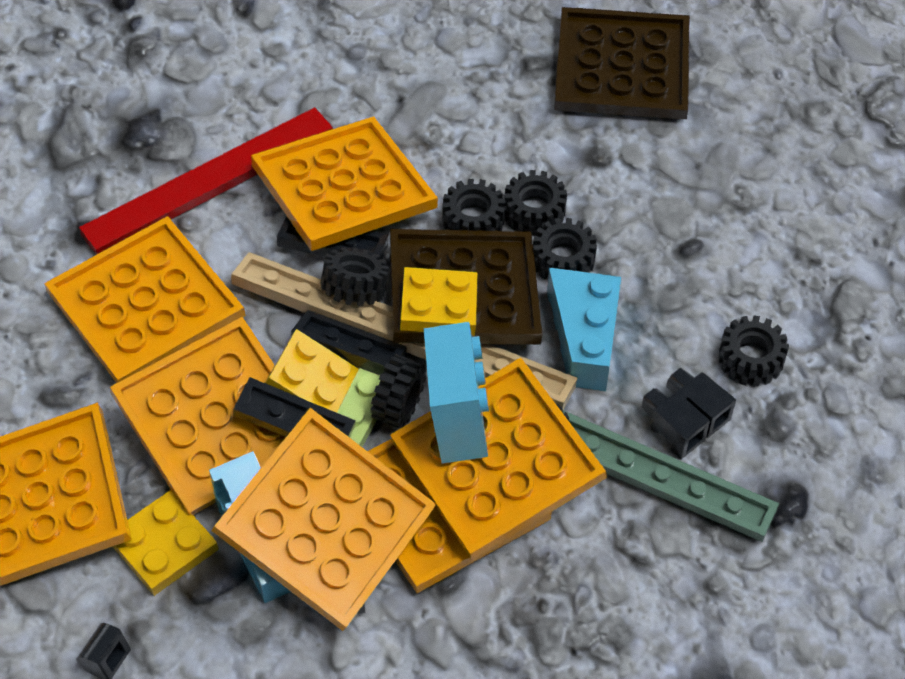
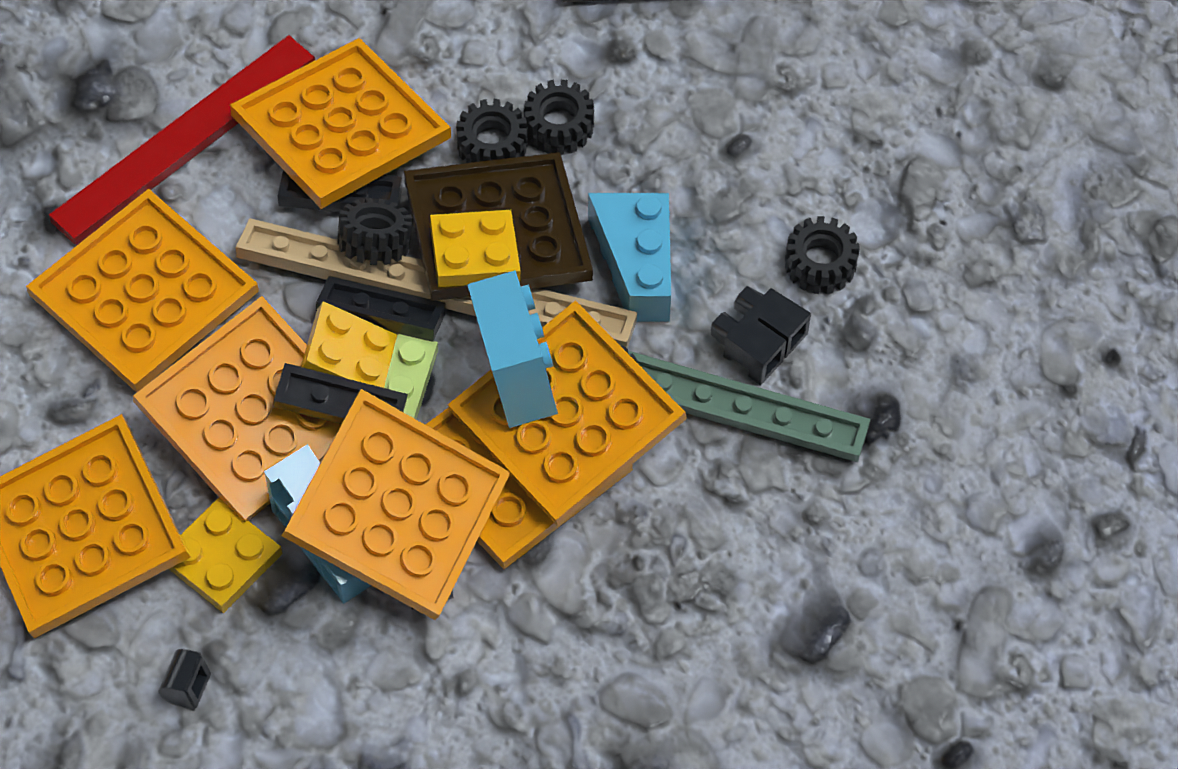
camera: 10 degrees left, 5 degrees up
(398, 391) = (447, 355): black tyre -> none
(564, 235) = (600, 150): black tyre -> none

